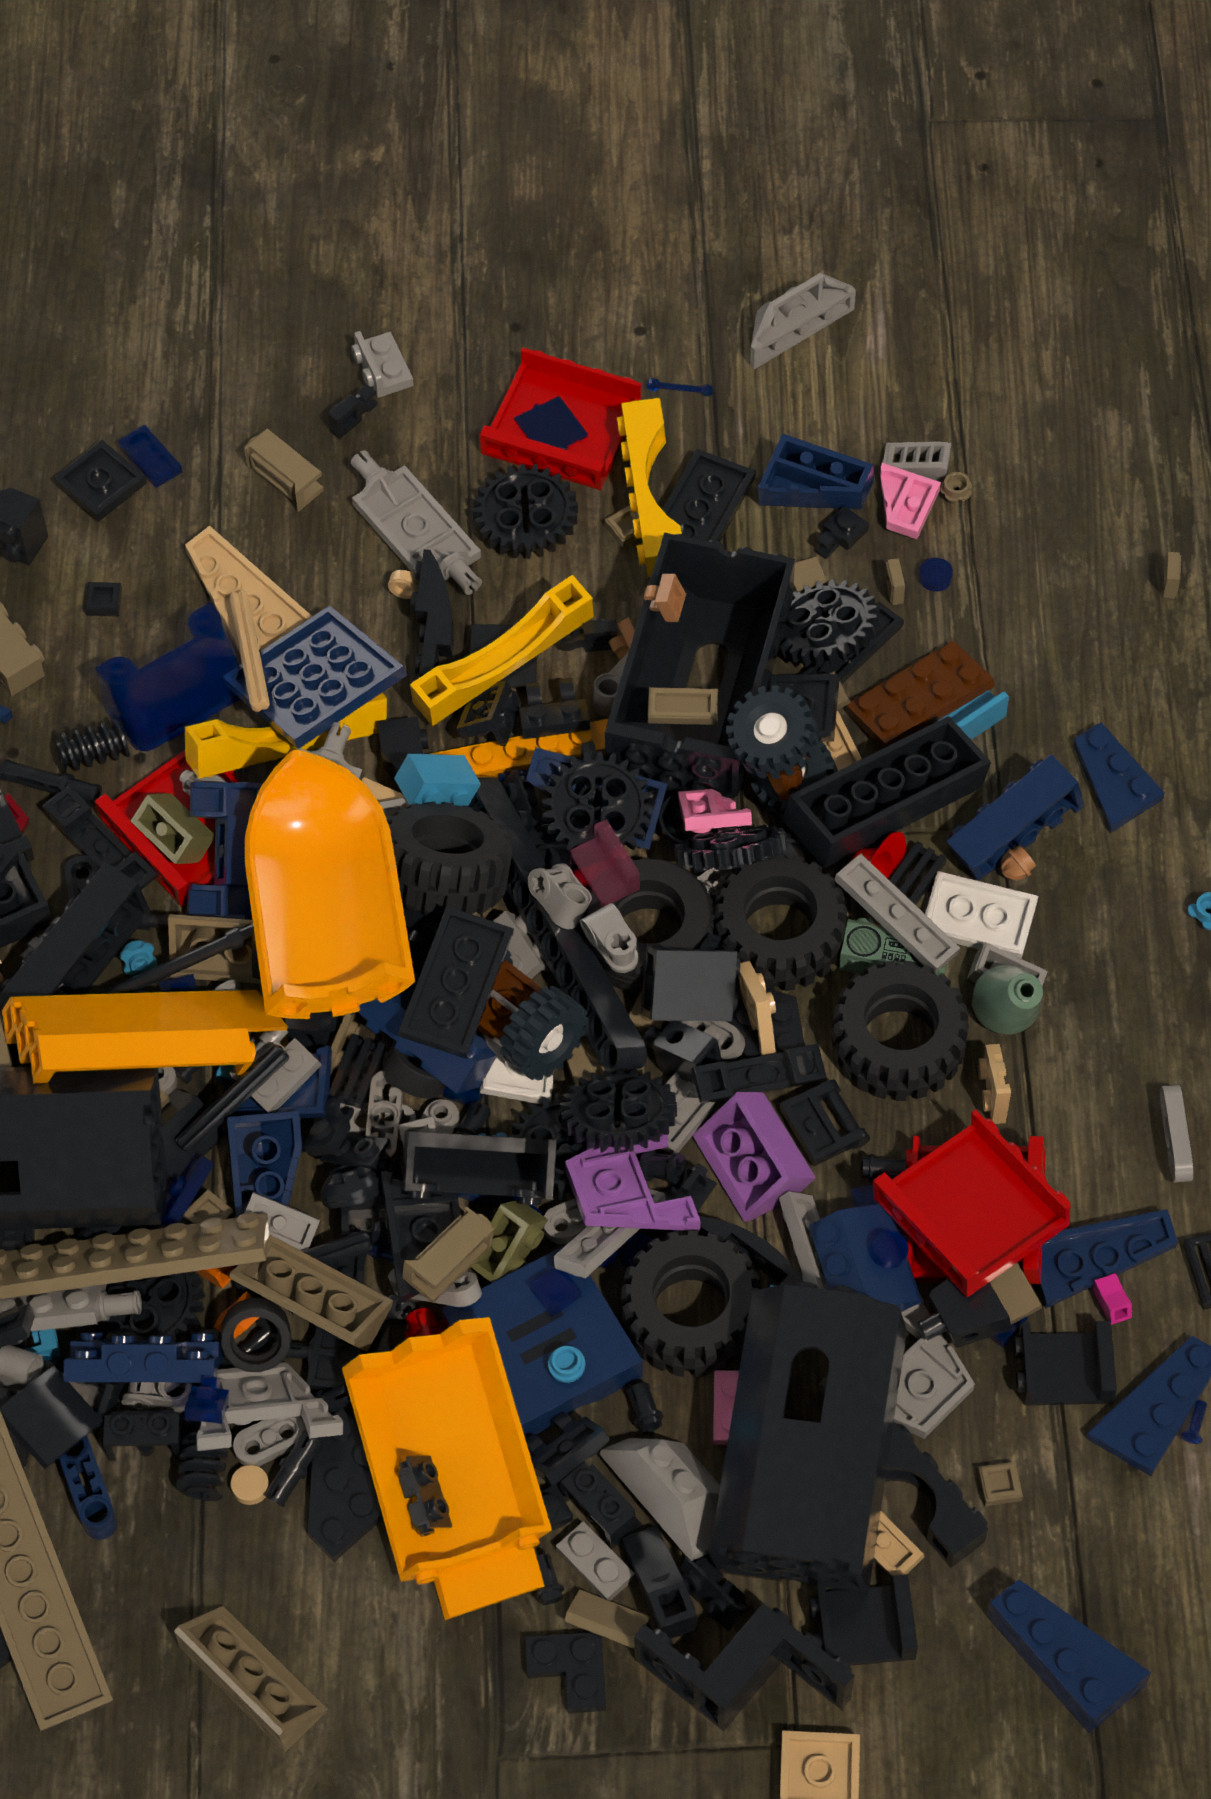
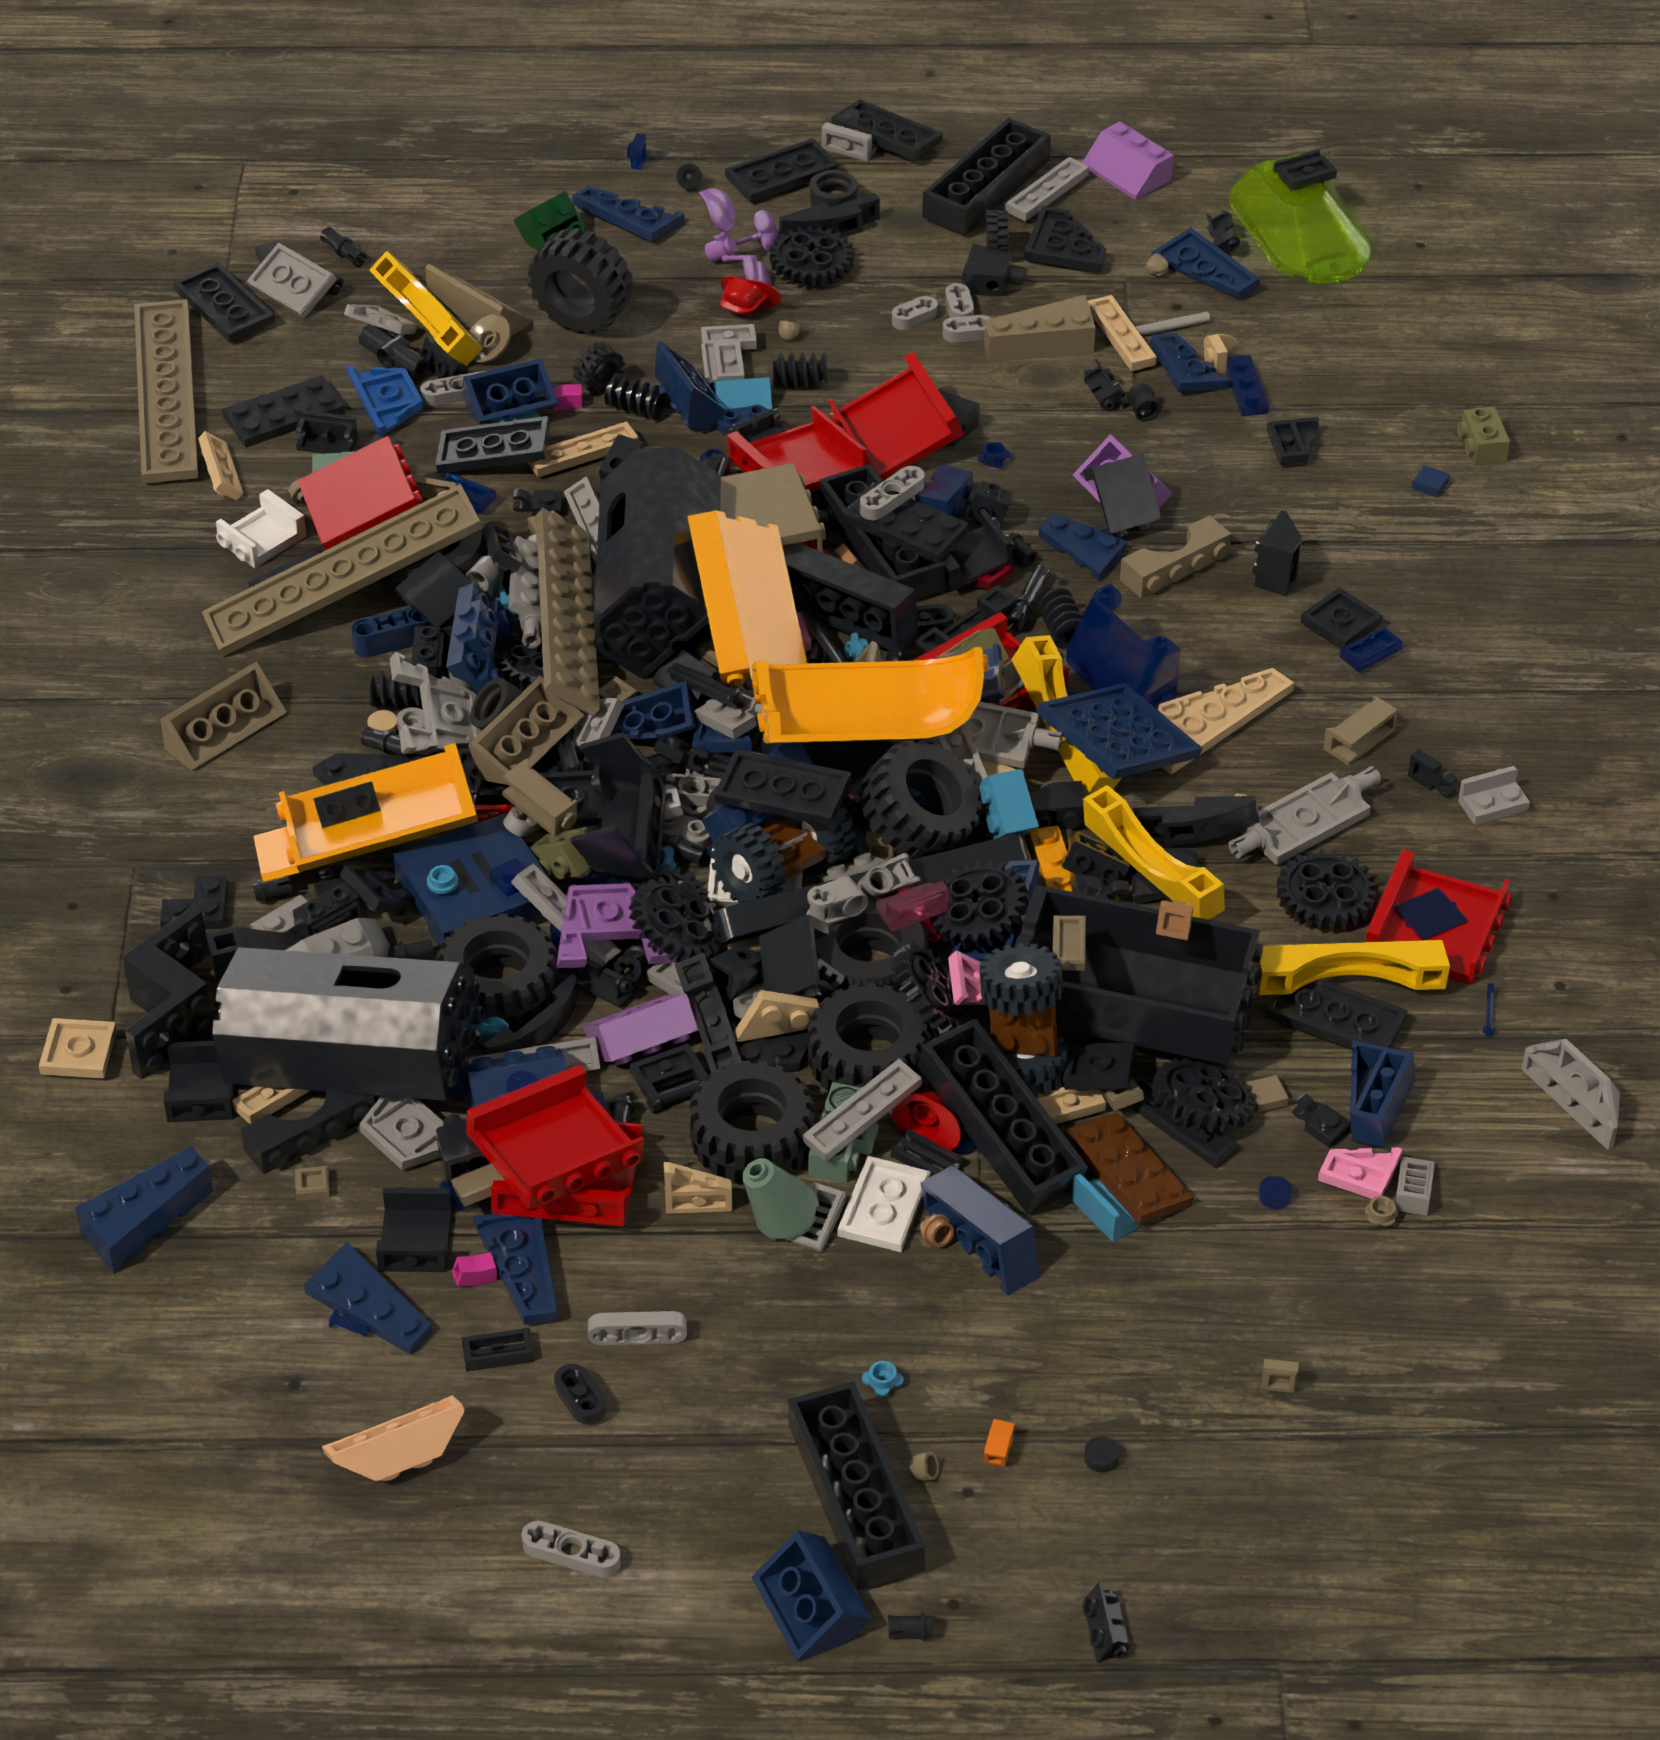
camera: 90 degrees right, 15 degrees down
(103, 599) = (1219, 627): black tile -> none
(185, 1189) = (635, 677): clear blue plate -> none
(207, 1401) = (430, 666): clear blue tile -> none
(249, 651) = (1146, 691): tan axle -> none
(605, 1618) = (236, 913): dark tan tile -> none
(894, 581) = (1259, 1153): dark tan tile -> none
(1118, 780) = (1037, 1318): dark blue wing -> none

